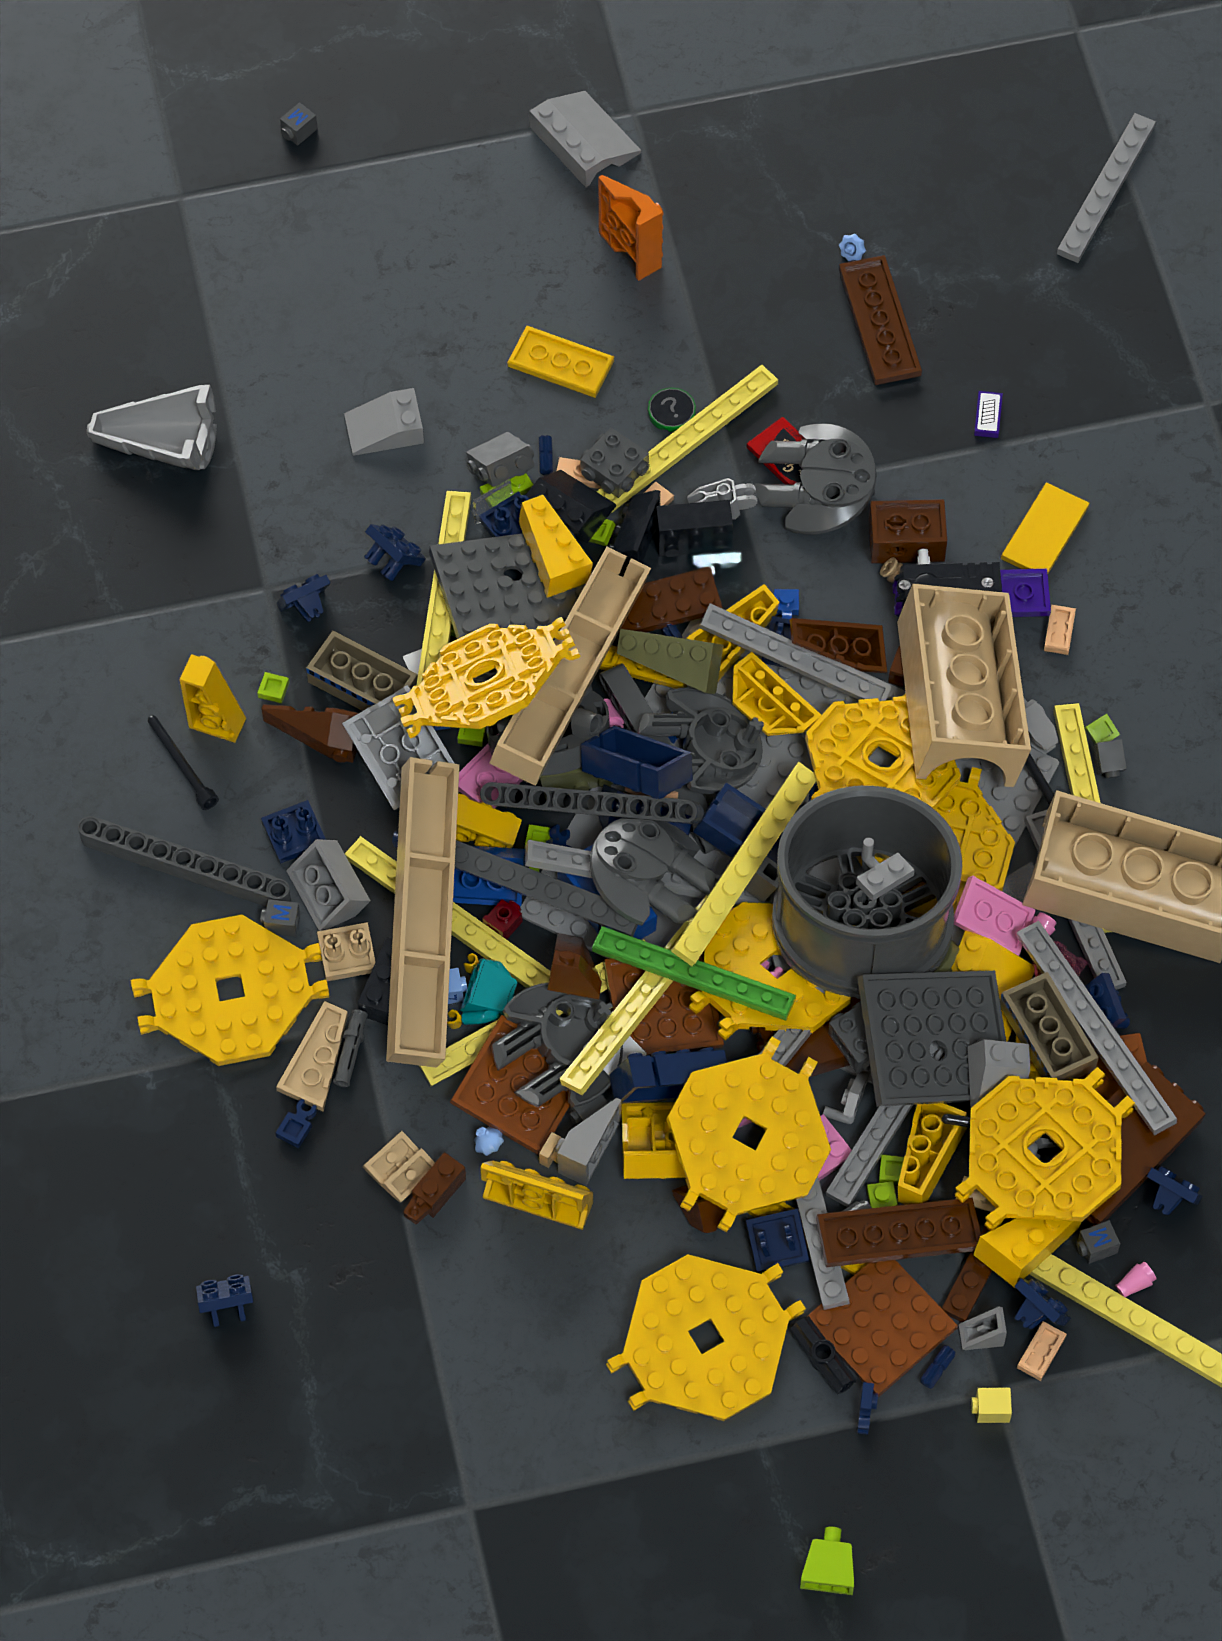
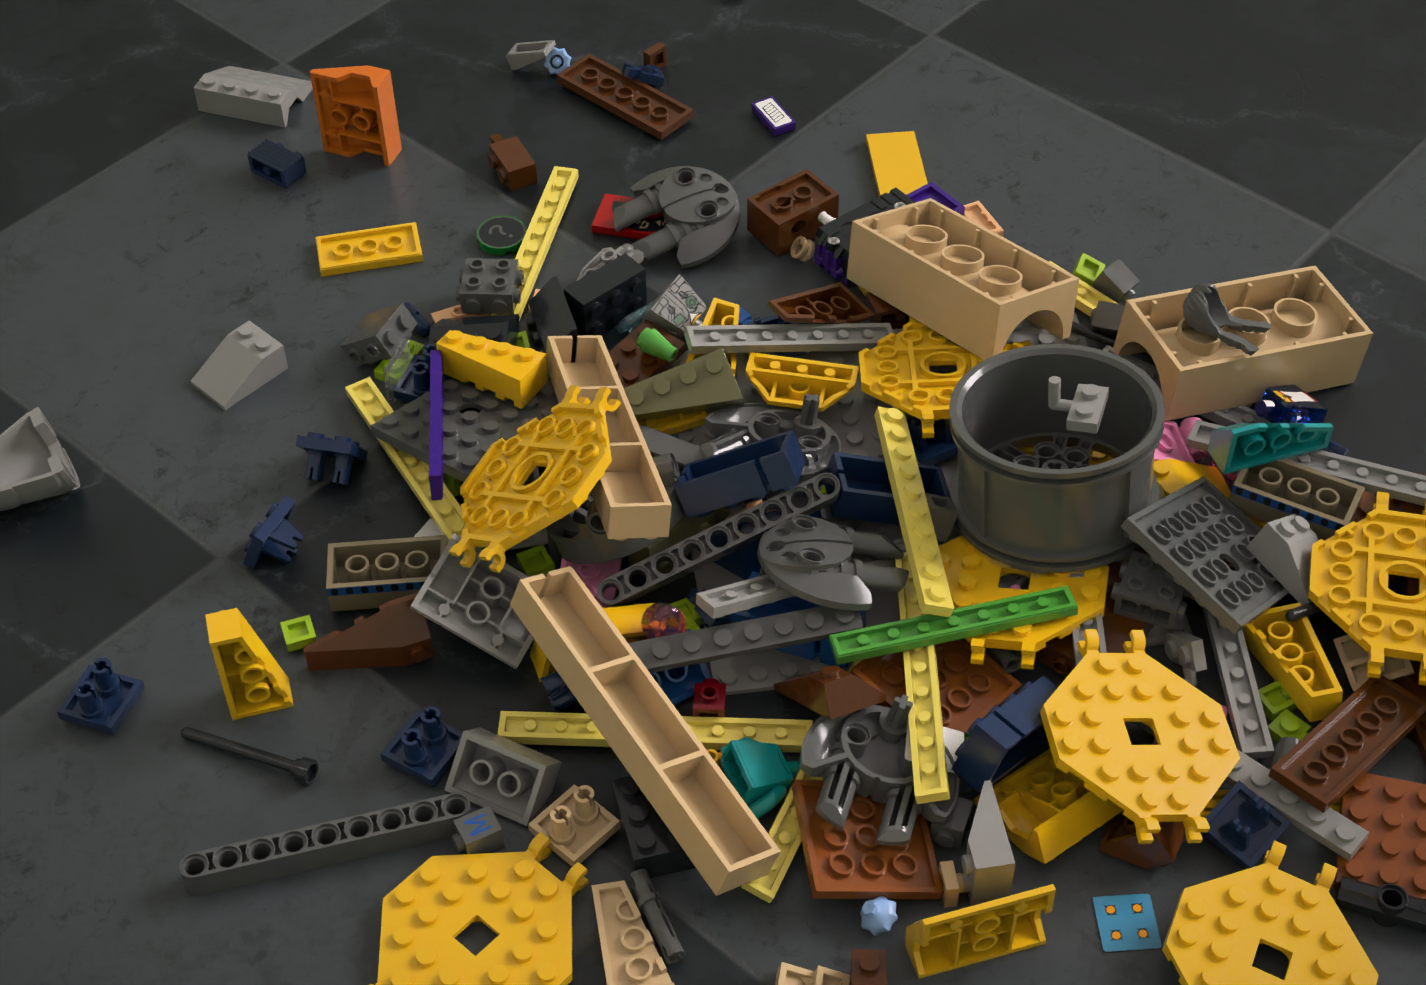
camera: 35 degrees left, 15 degrees down
(113, 659) = (101, 698): none -> dark blue plate
(467, 578) = (436, 425): none -> dark purple tile
(506, 842) = (662, 620): none -> head
(548, 229) = (276, 163): none -> dark blue brick
(647, 1250) = (1126, 922): none -> dark azure sticker
(691, 598) = (655, 344): none -> bright green cone
(732, 338) = (512, 162): none -> reddish brown hinge
(738, 571) = (676, 308): none -> light grey torso
(832, 226) = (528, 52): none -> light grey slope
(913, 308) = (648, 74): none -> dark blue plate
(937, 292) = (656, 55): none -> reddish brown plate
(1042, 972) = (1260, 443): none -> teal wedge
(1068, 784) = (1107, 317): none -> dark grey brick
(1102, 840) = (1208, 314): none -> dark grey hair
(1128, 955) = (1286, 403): none -> clear blue torso

